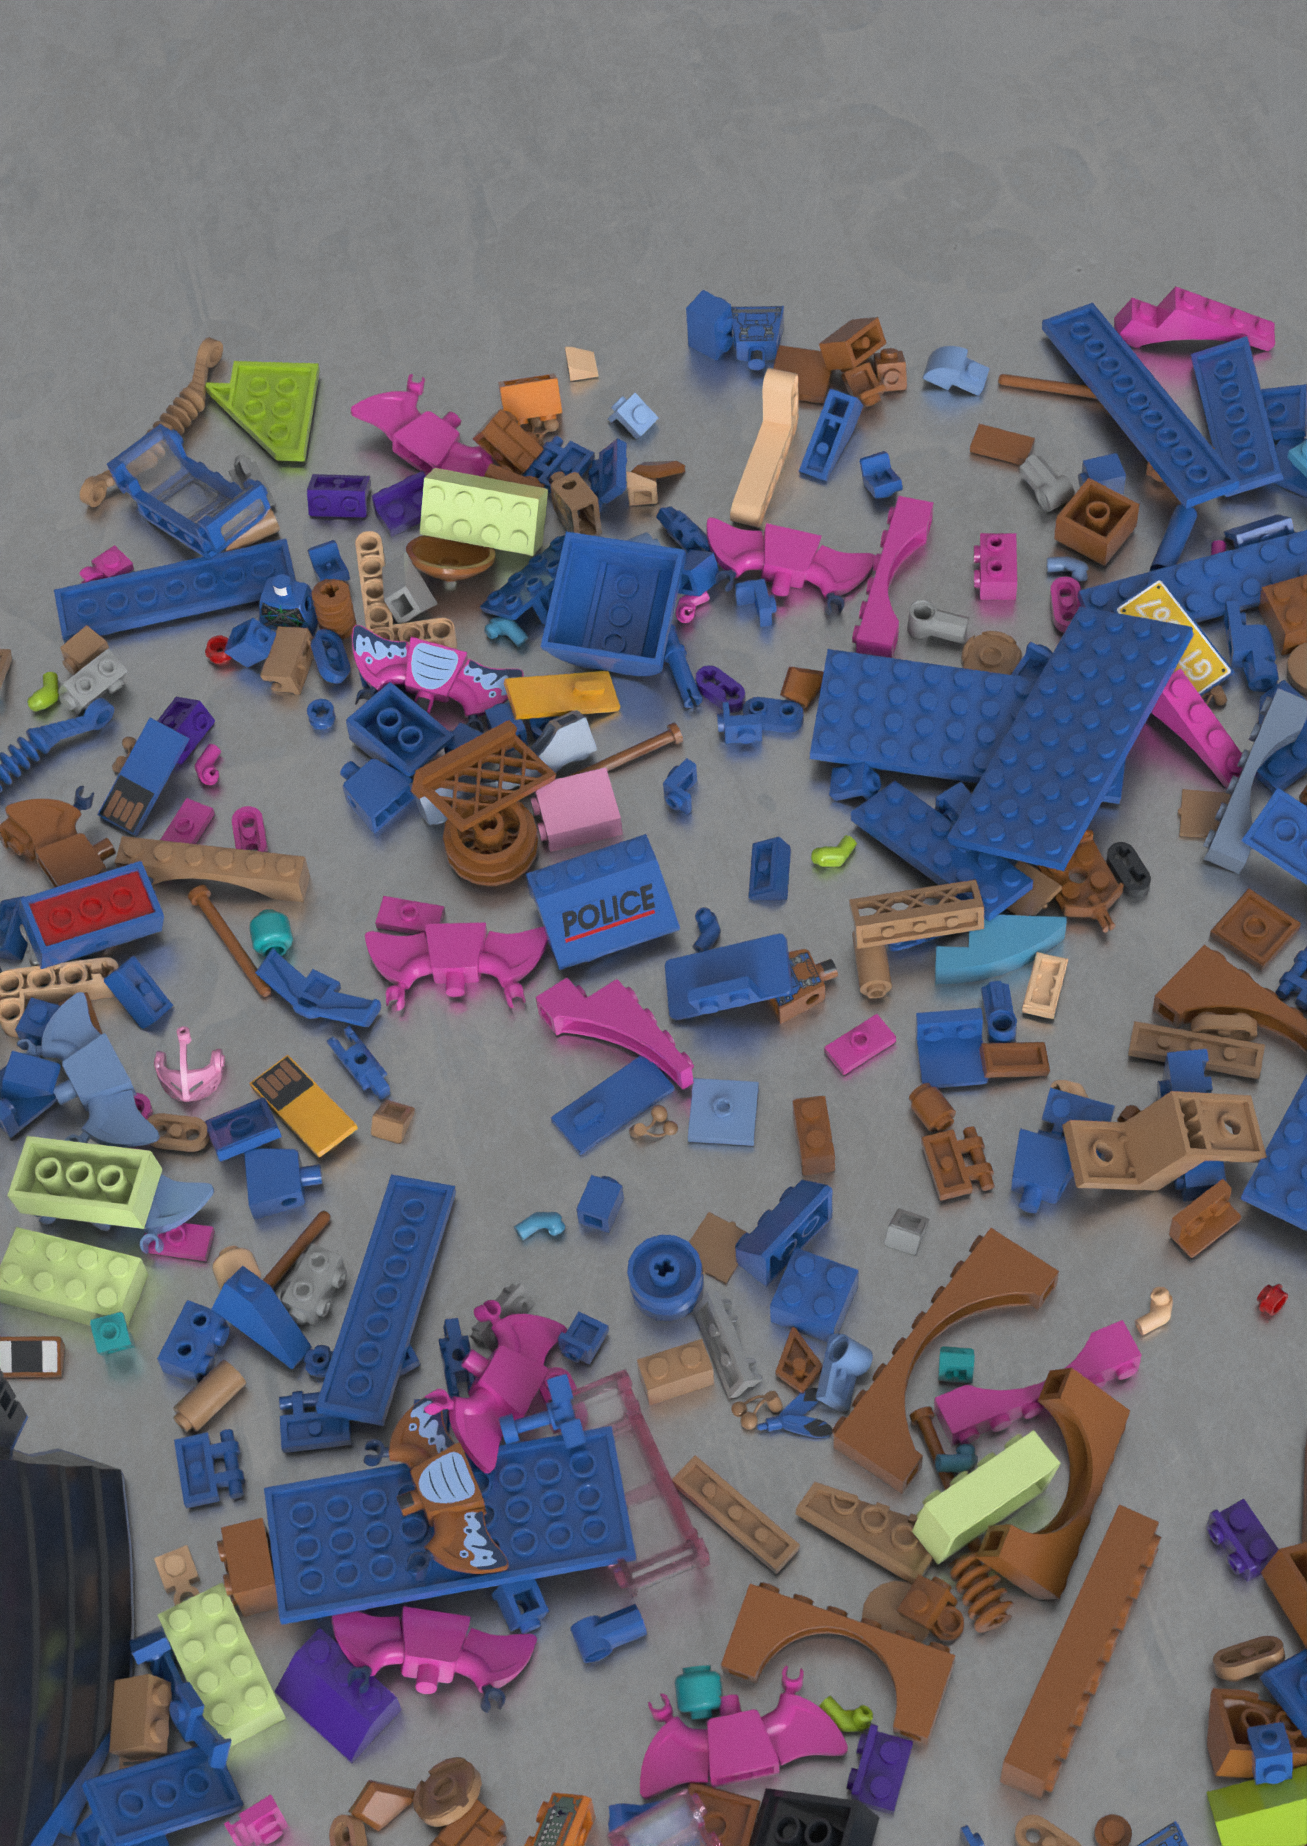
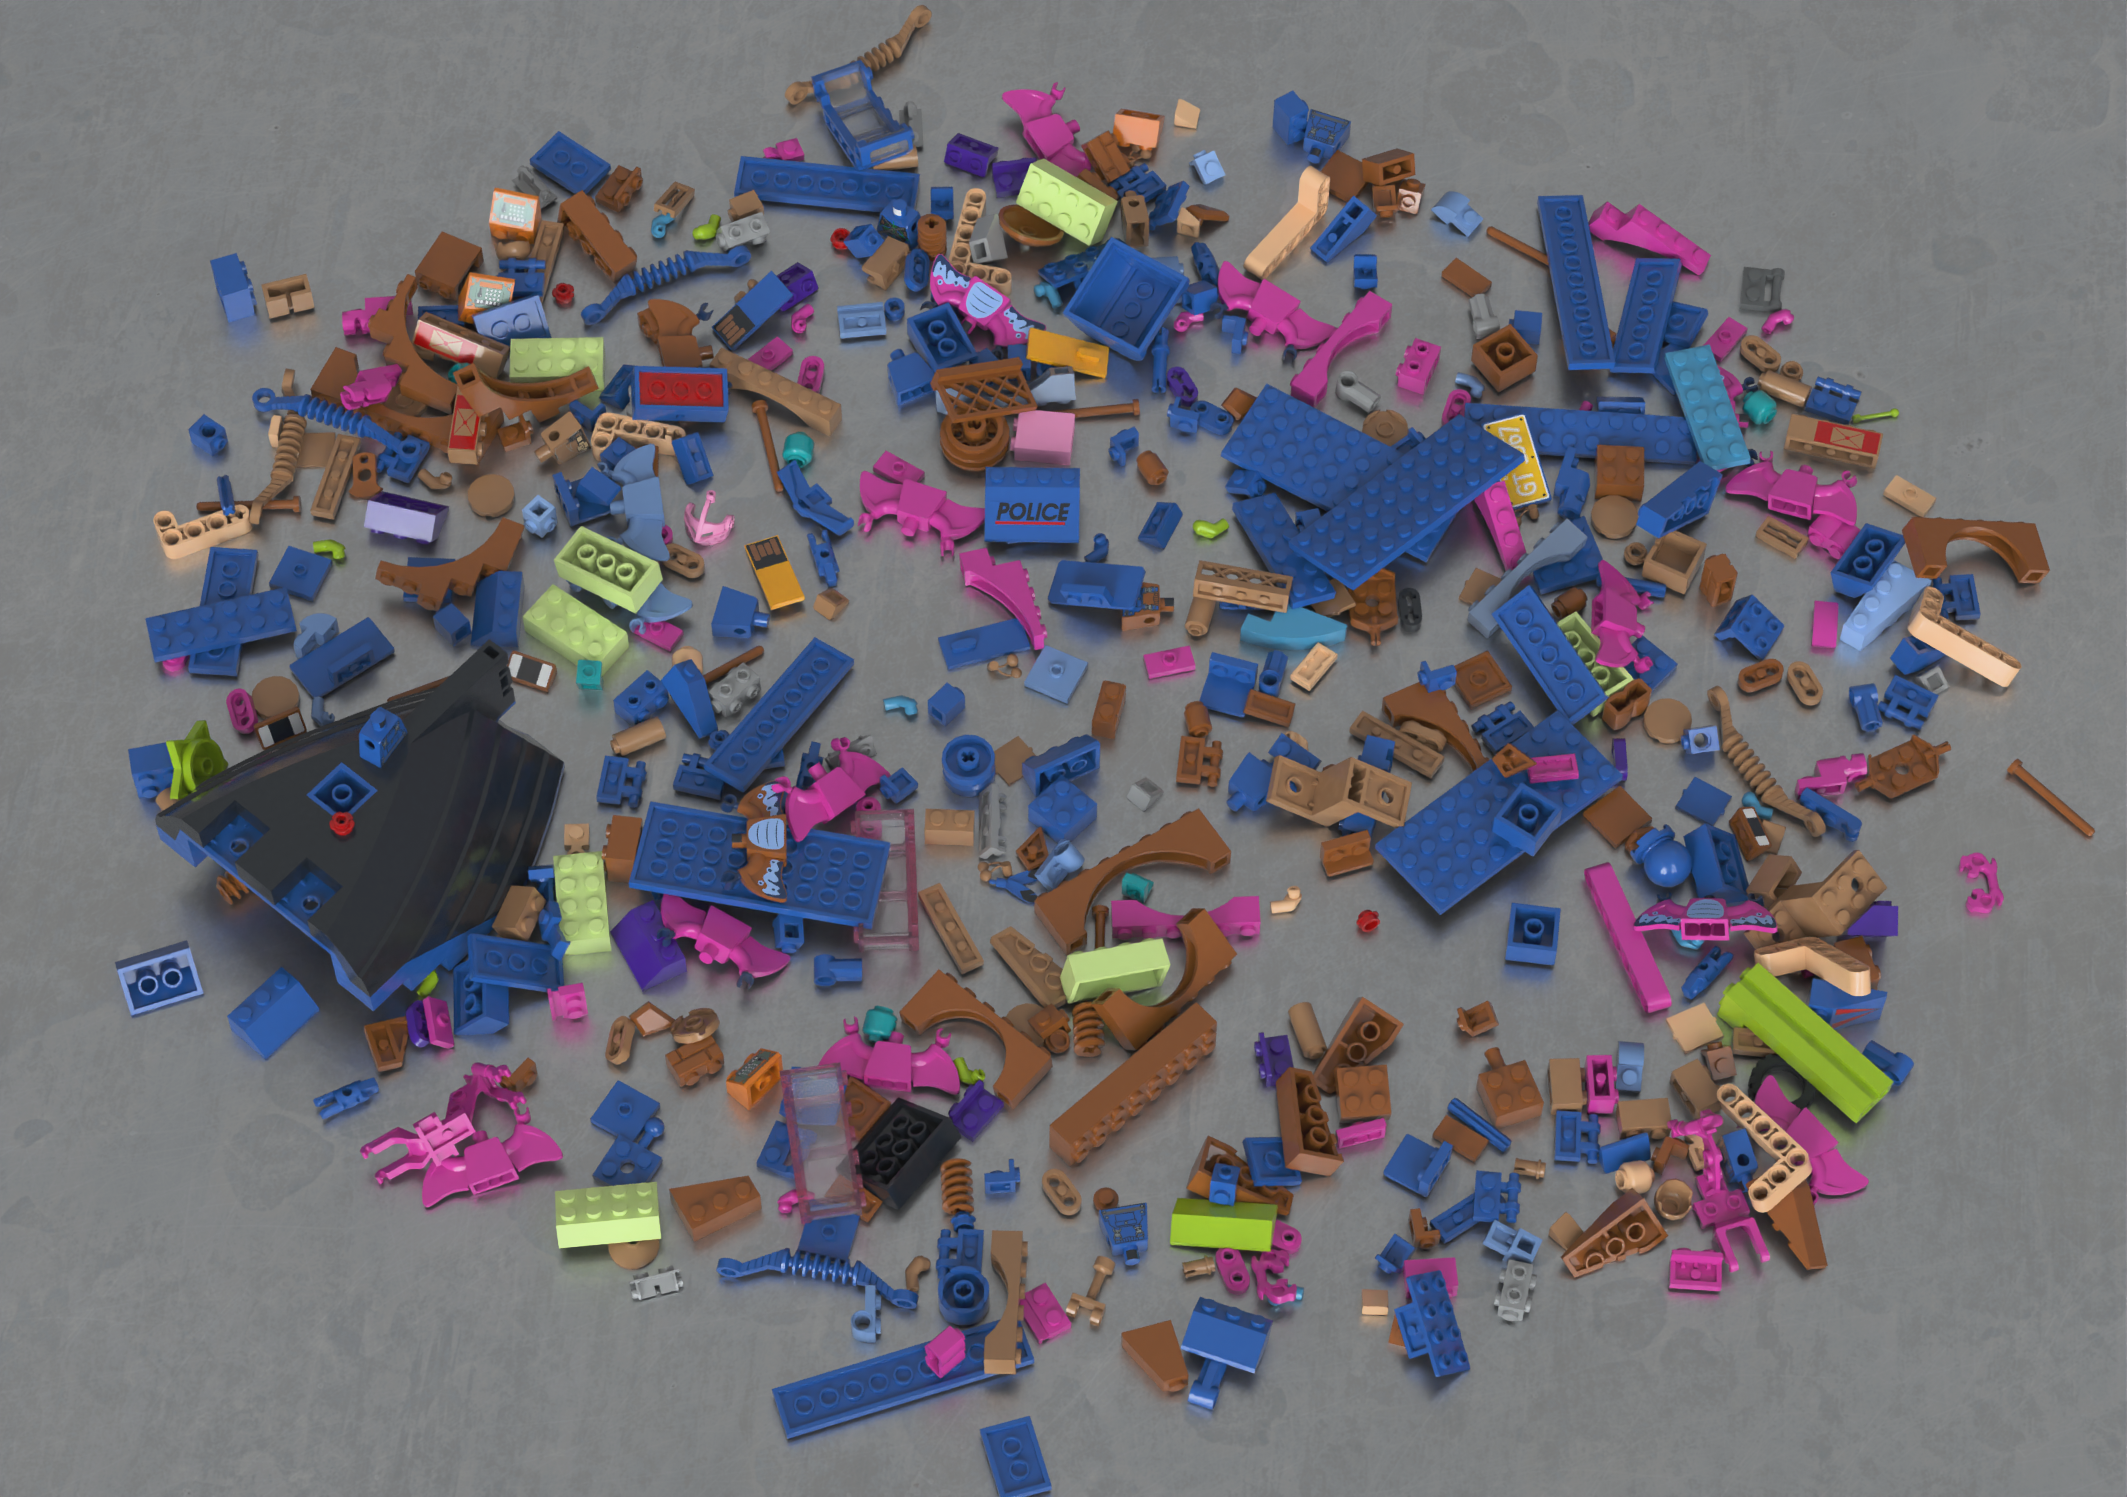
camera: 15 degrees right, 0 degrees up
(242, 1129) = (727, 573): blue tile -> none
(271, 404) = (950, 70): lime wing -> none
(286, 741) = (861, 320): none -> medium blue plate
(558, 1413) = (857, 820): blue bar -> none
(729, 802) = (1152, 468): none -> dark orange brick
(957, 1462) = (1101, 942): dark azure arm -> none
(1174, 537) = (1557, 389): blue piece -> none
(1211, 951) = (1436, 679): none -> blue bracket
(1248, 1658) = (1238, 1128): medium nougat plate -> none
(1268, 1483) = (1307, 1030): none -> medium nougat brick

